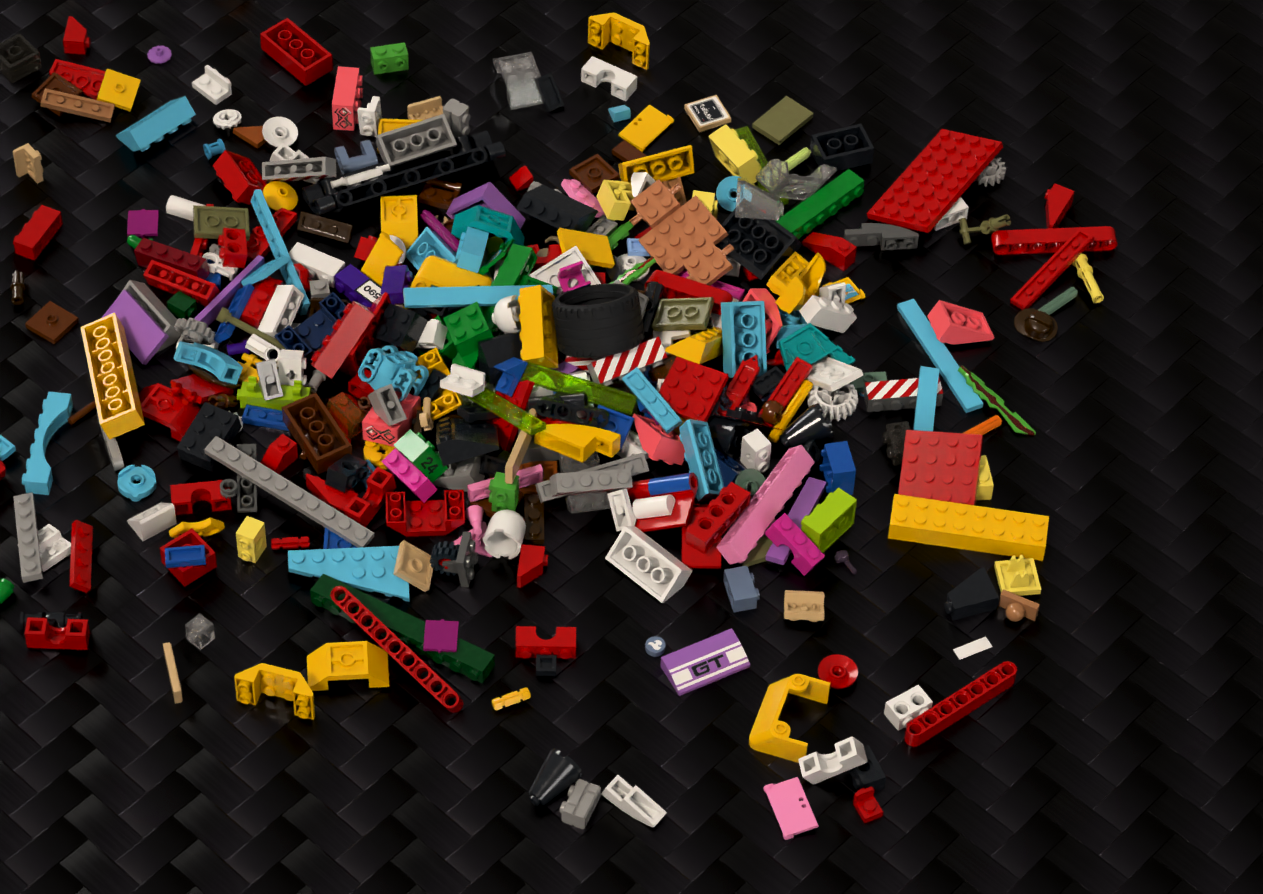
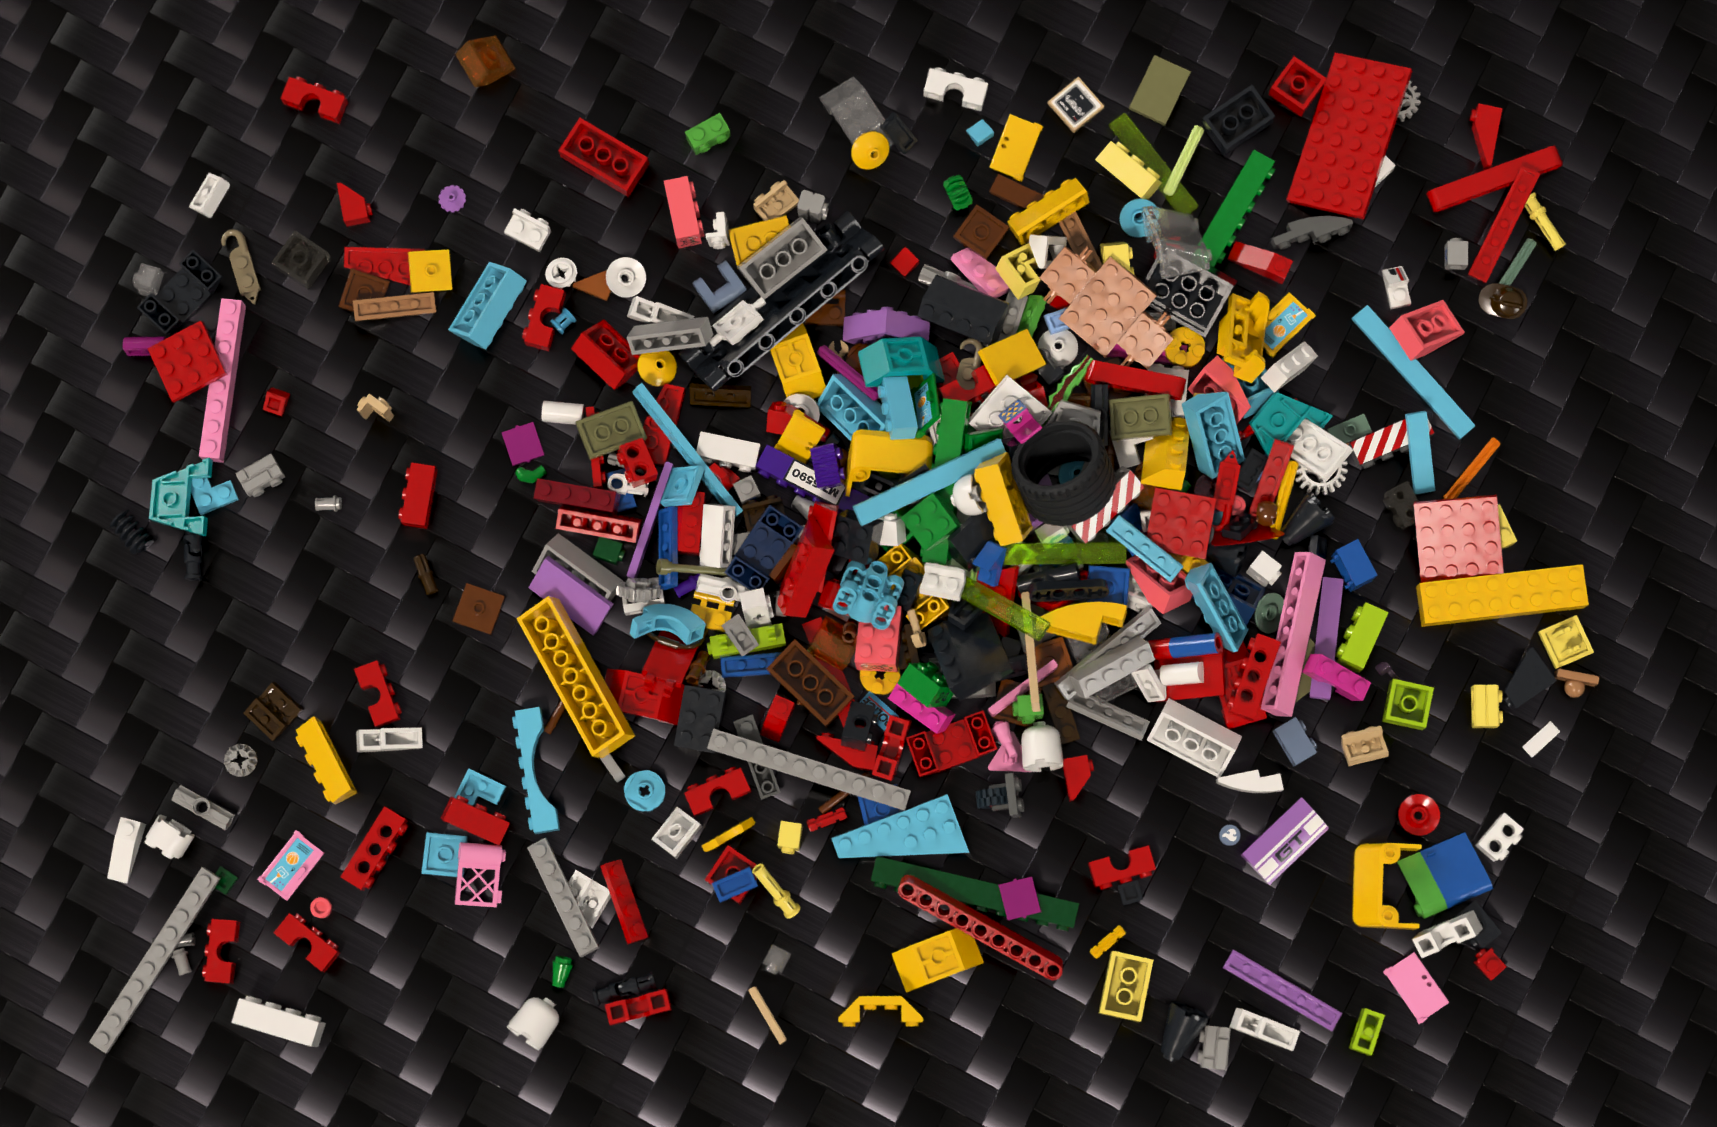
camera: 10 degrees left, 30 degrees up
(190, 150) = (547, 300): none -> red arch
(223, 584) = (781, 897): none -> light yellow pin
(228, 483) = (747, 788): dark grey bush -> none
(306, 531) = (837, 798): none -> reddish brown bar
(387, 405) = (877, 642): light grey slope -> none
(413, 566) = (962, 816): tan tile -> none
(512, 100) = (865, 145): none -> yellow dish
(514, 731) = (1125, 986): none -> light yellow brick
(575, 526) = (1109, 715): none -> light grey plate
(584, 140) = (958, 192): none -> green gear
(621, 32) = (954, 22): yellow slope -> none
(662, 779) = (1282, 990): none -> medium lavender tile
(688, 609) = (1252, 782): none -> white slope
(730, 824) = (1366, 1031): none -> lime brick
(736, 279) = (1195, 351): none -> yellow plate
(779, 183) = (1224, 181): clear slope -> none
(834, 292) = (1285, 336): white slope -> none
(847, 719) = (1445, 875): none -> blue door
(854, 583) = (1407, 704): none -> lime brick
(901, 139) = (1297, 86): none -> red brick
(926, 606) = (1485, 706): none -> light yellow brick
(944, 291) = (1396, 287): none -> white slope
(970, 697) = (1557, 811): red beam -> none
(986, 227) = (1420, 183): olive pin -> none
(995, 401) = (1486, 419): bright green sword -> none
(1003, 282) = (1456, 254): none -> light grey brick

